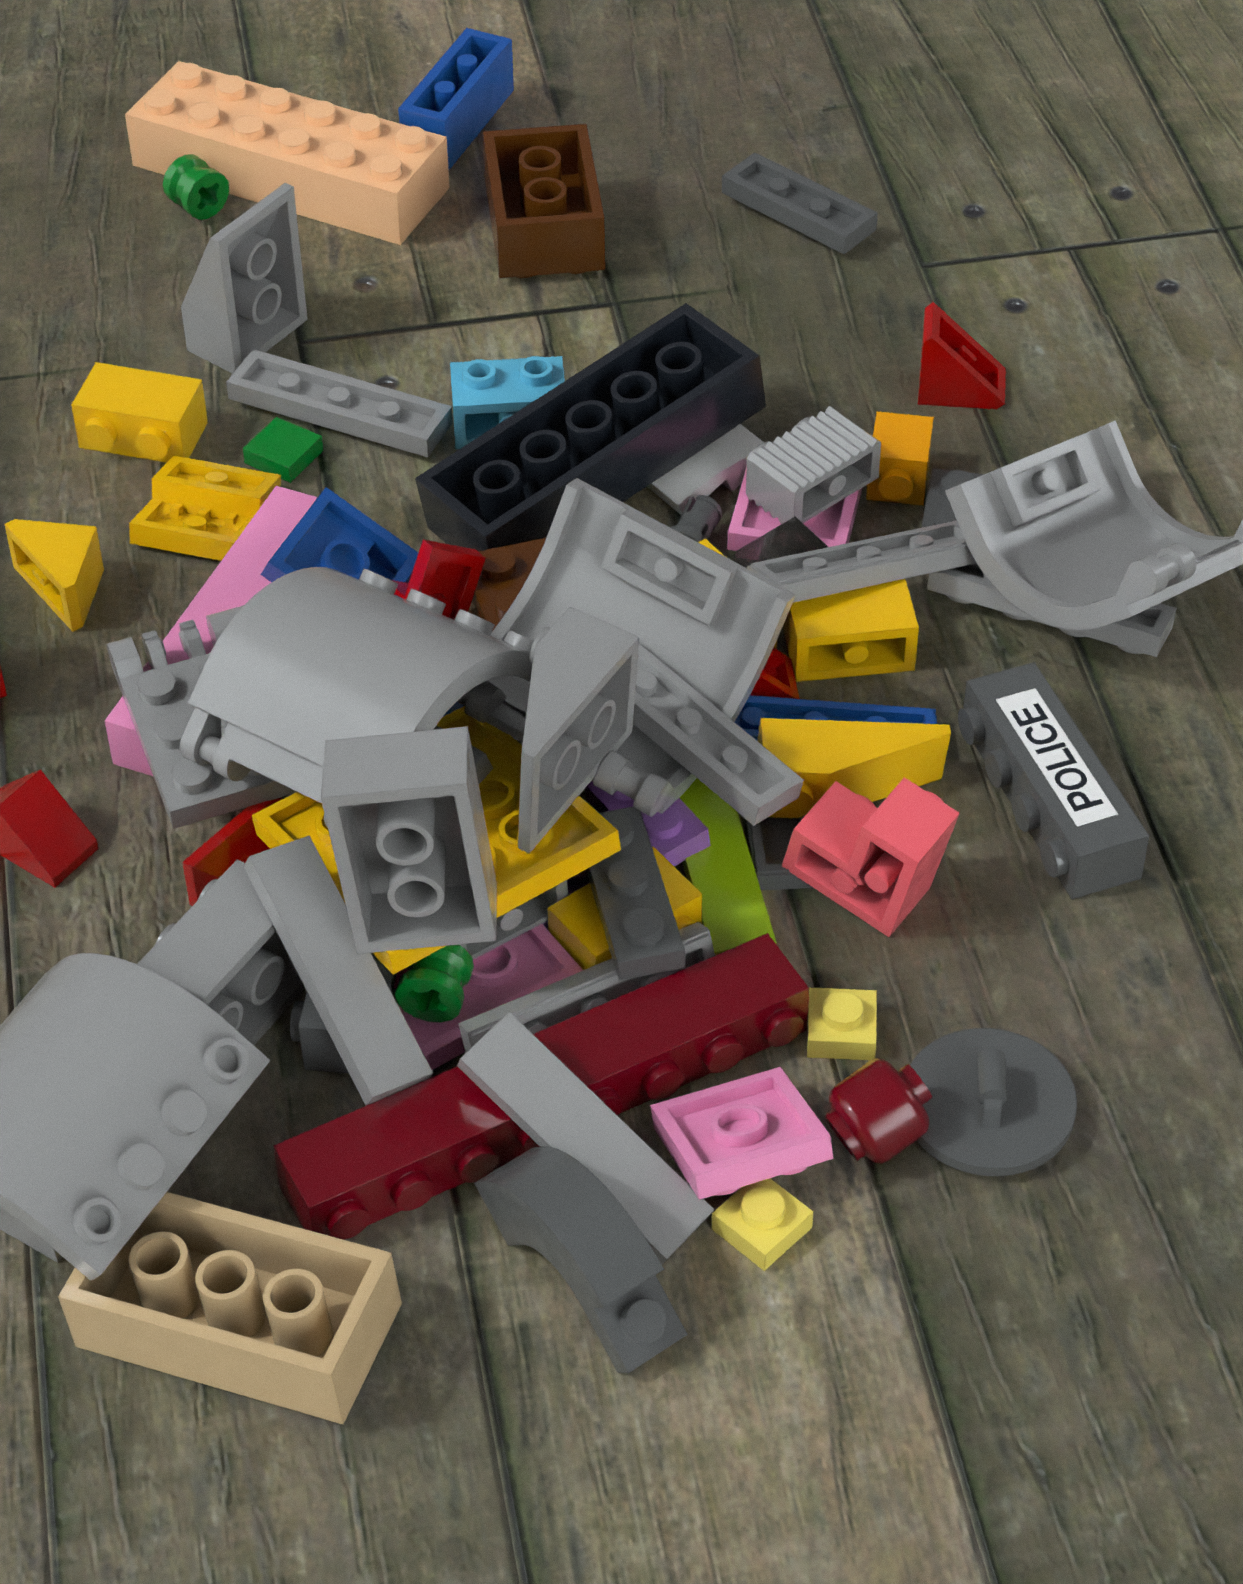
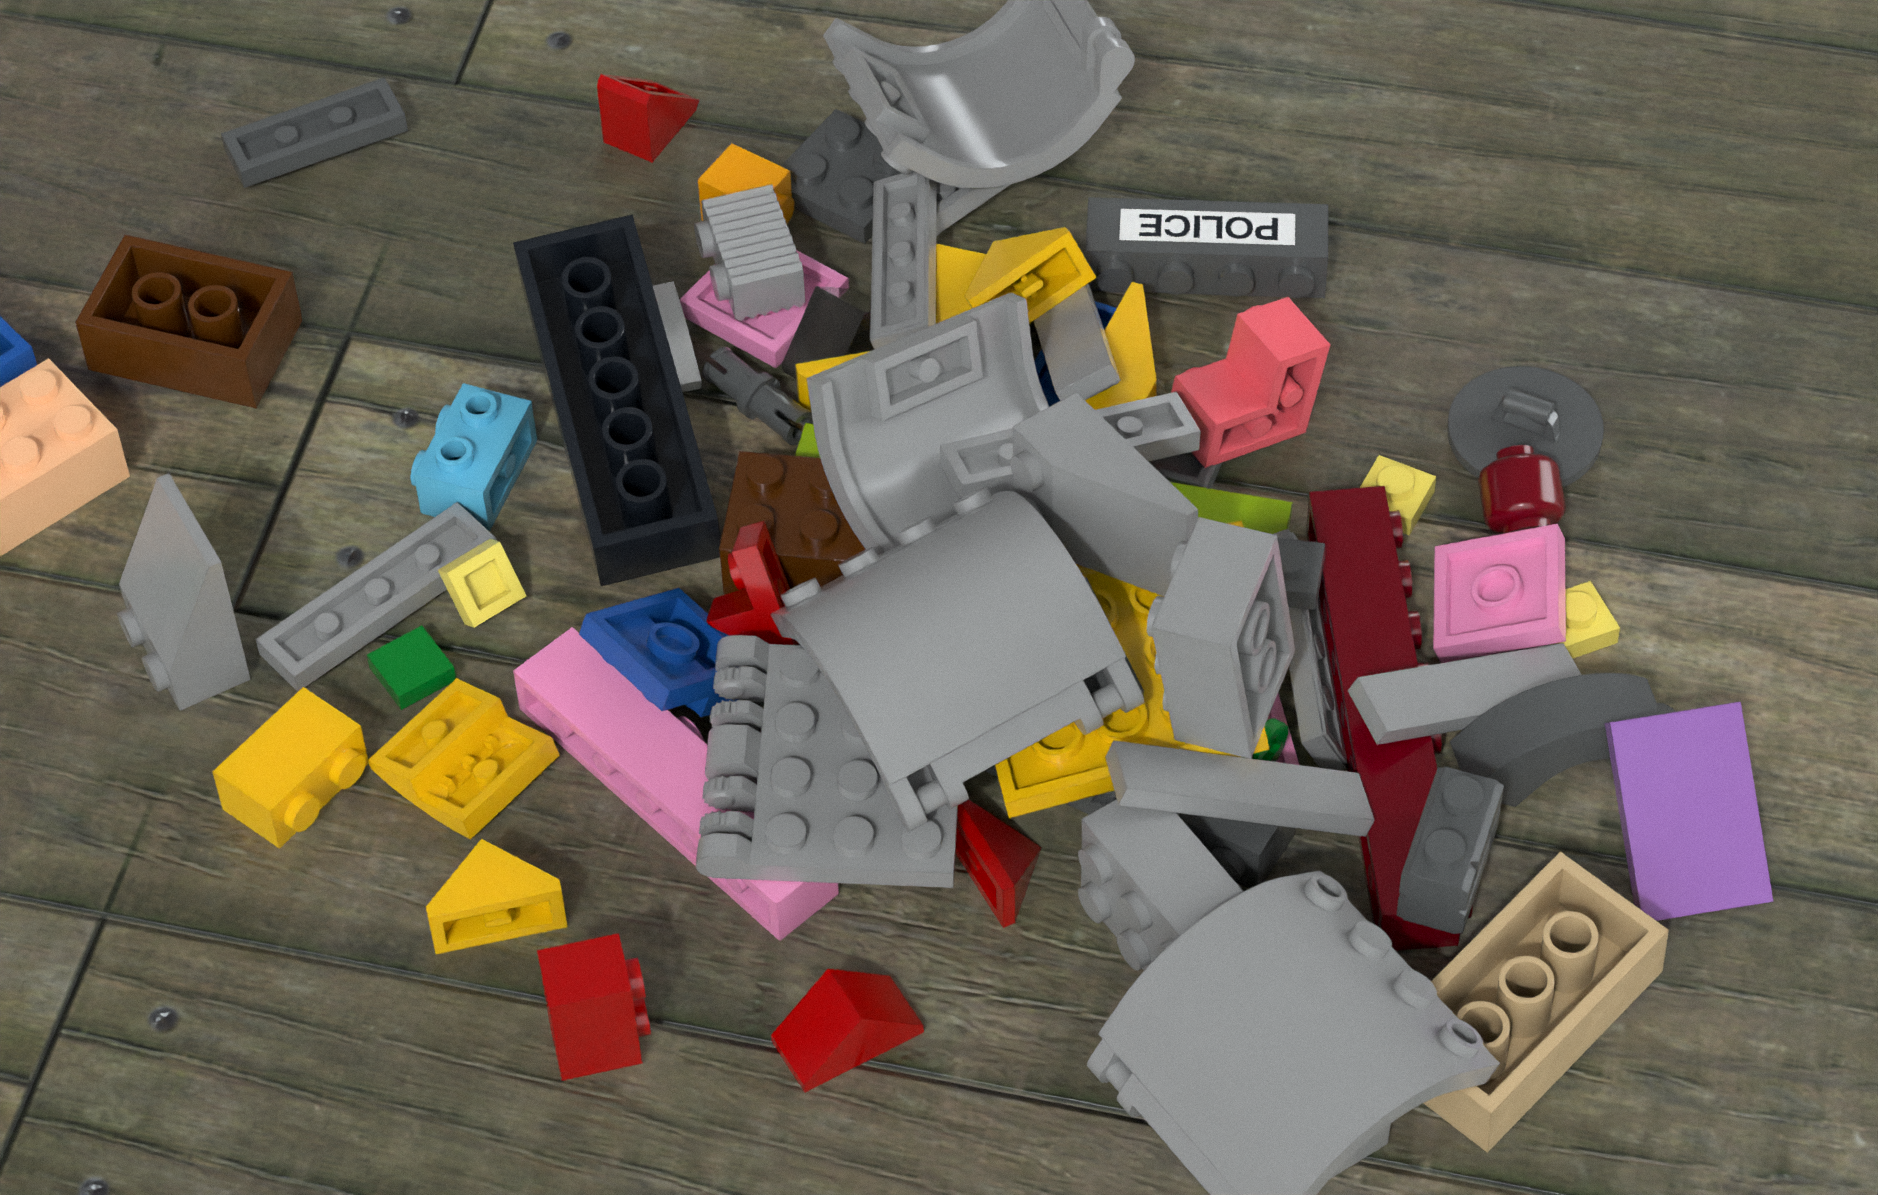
camera: 65 degrees left, 5 degrees up
(342, 1156) = (1449, 850): none -> dark grey brick
(378, 450) = (482, 583): none -> light yellow plate
(518, 1365) = (1689, 811): none -> medium lavender tile
(856, 700) = (1077, 347): none -> light grey tile
(884, 645) = (1036, 266): none -> yellow slope

